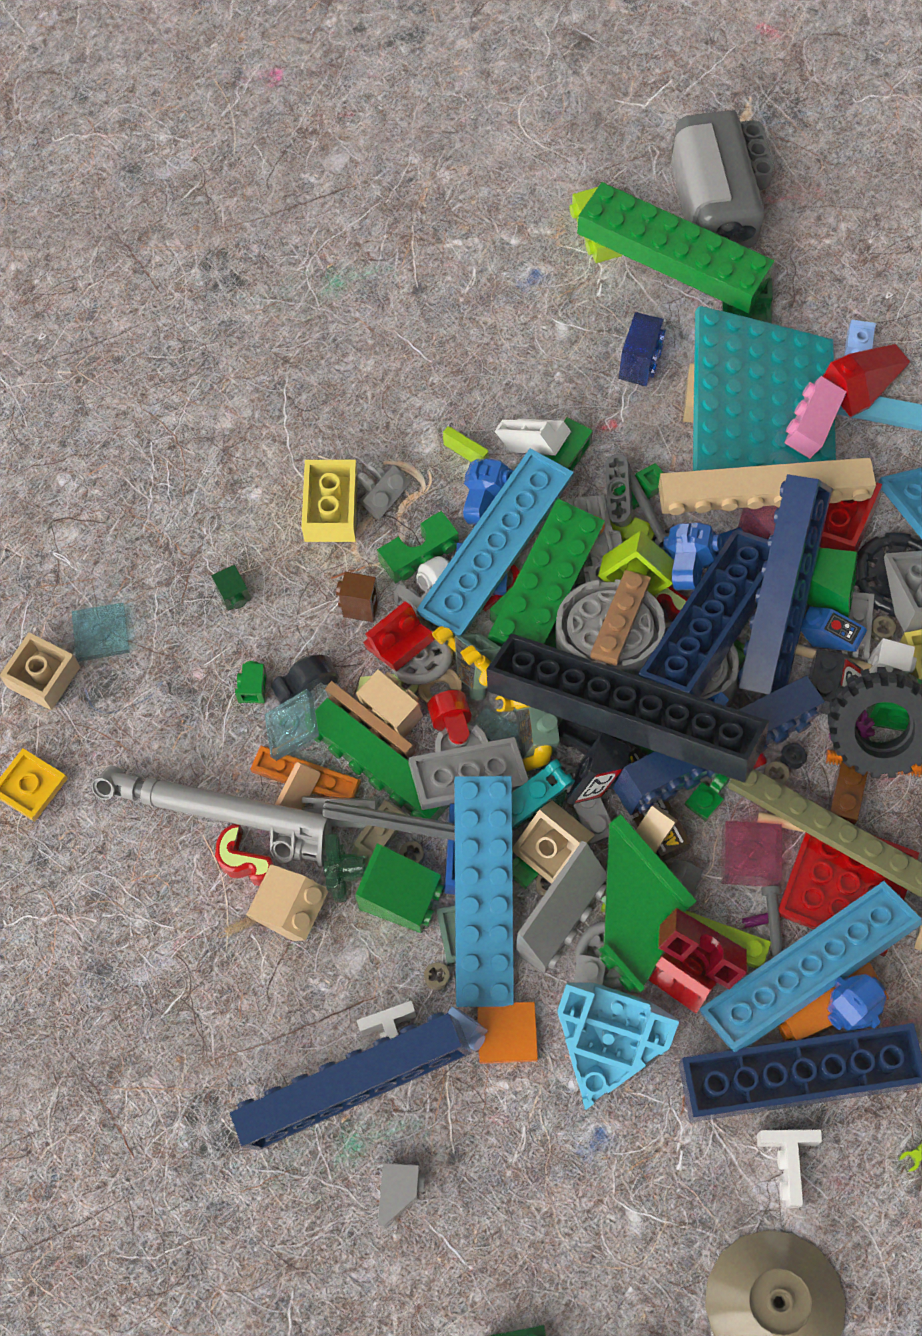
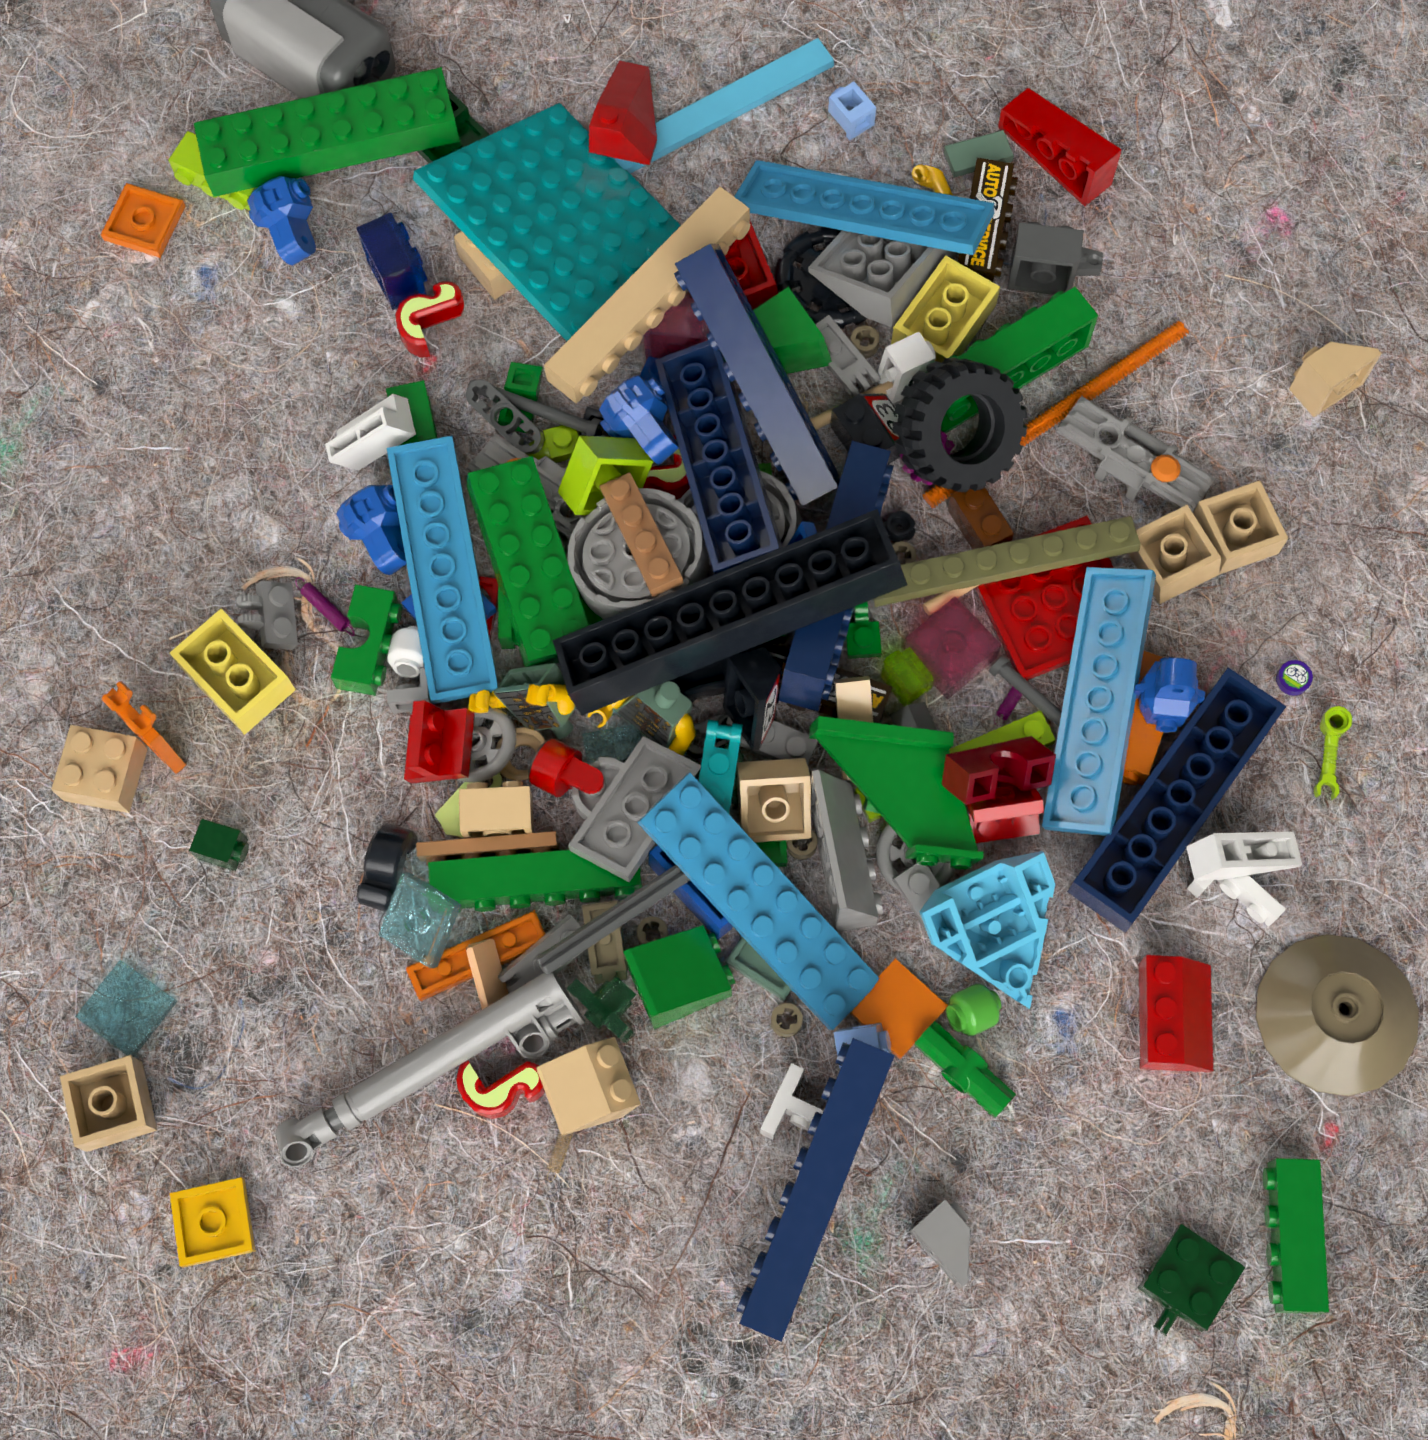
camera: 45 degrees left, 5 degrees up
(212, 491) = (99, 768): none -> tan brick
(249, 486) = (142, 725): none -> orange tile
(251, 683) = (335, 916): green brick -> none
(358, 596) = (358, 739): reddish brown brick -> none
(416, 510) = (325, 607): none -> magenta piece
(463, 445) = (311, 502): lime tile -> none
(509, 1105) = (964, 1069): none -> green piece
(529, 218) = (143, 220): none -> orange tile
(549, 1076) = (973, 1009): none -> bright green head
(608, 271) = (284, 209): none -> blue piece
(633, 393) = (424, 311): none -> red animal
(671, 1201) = (1175, 1014): none -> red slope
(707, 845) = (906, 675): none -> clear neon green brick
(806, 1144) = (1242, 854): none -> white slope
(814, 416) = (622, 191): bright pink brick -> none
(831, 630) = (828, 379): blue slope -> none
(859, 336) = (583, 83): light blue brick -> none

